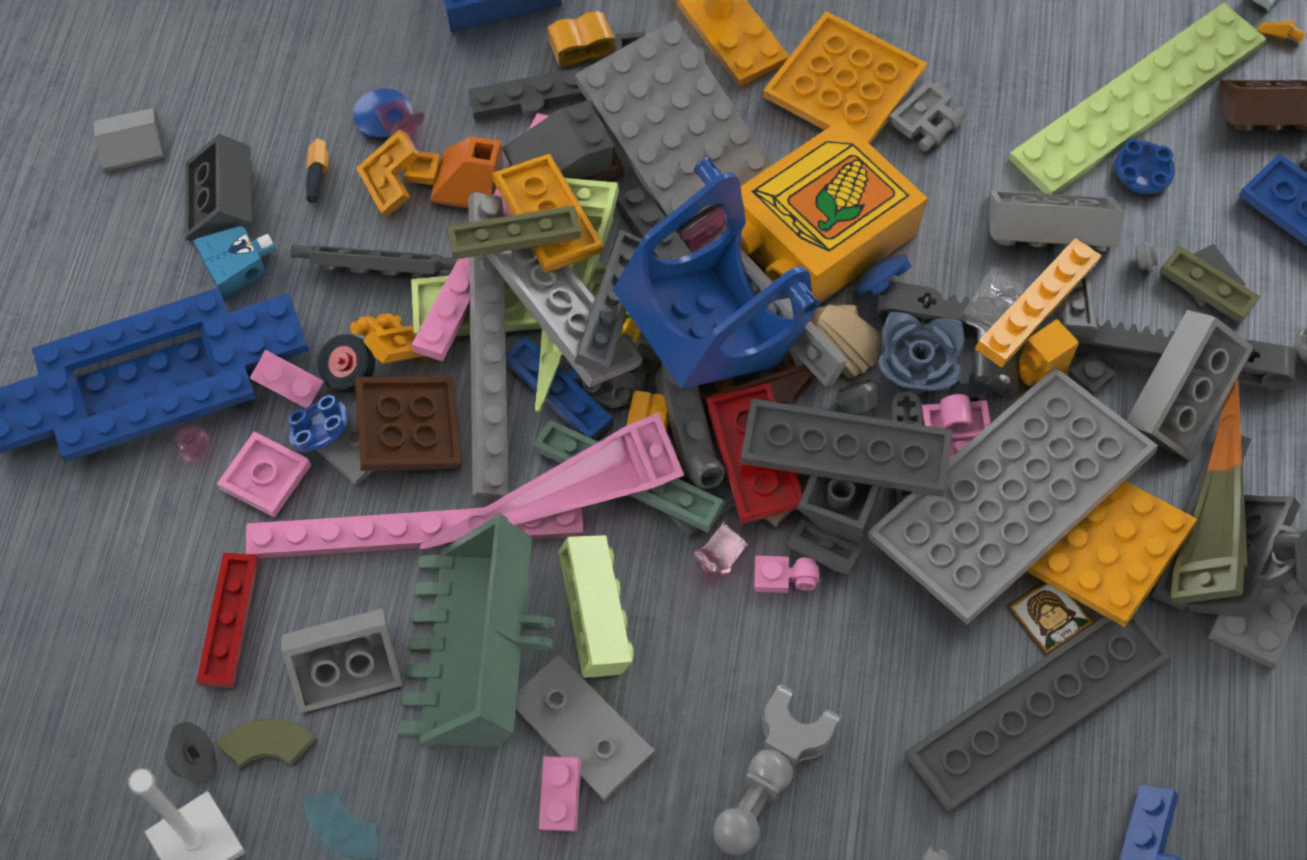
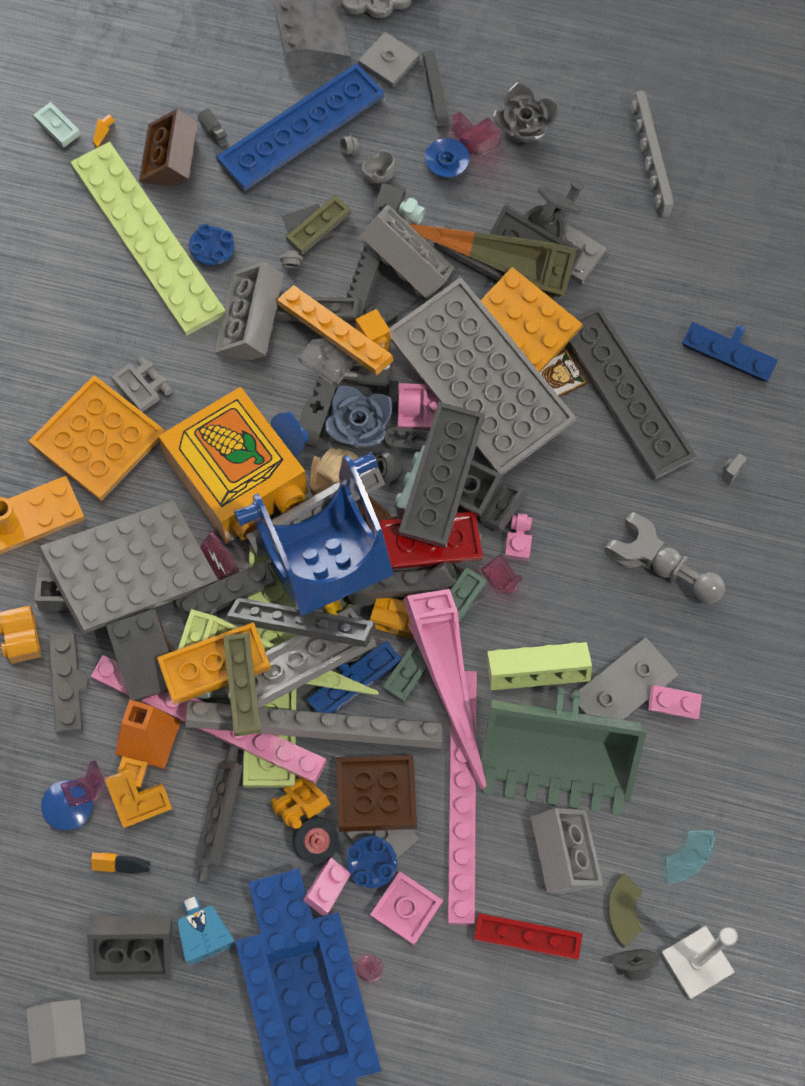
camera: 90 degrees left, 5 degrees up
(1255, 389) = (411, 211): none -> light aqua plate

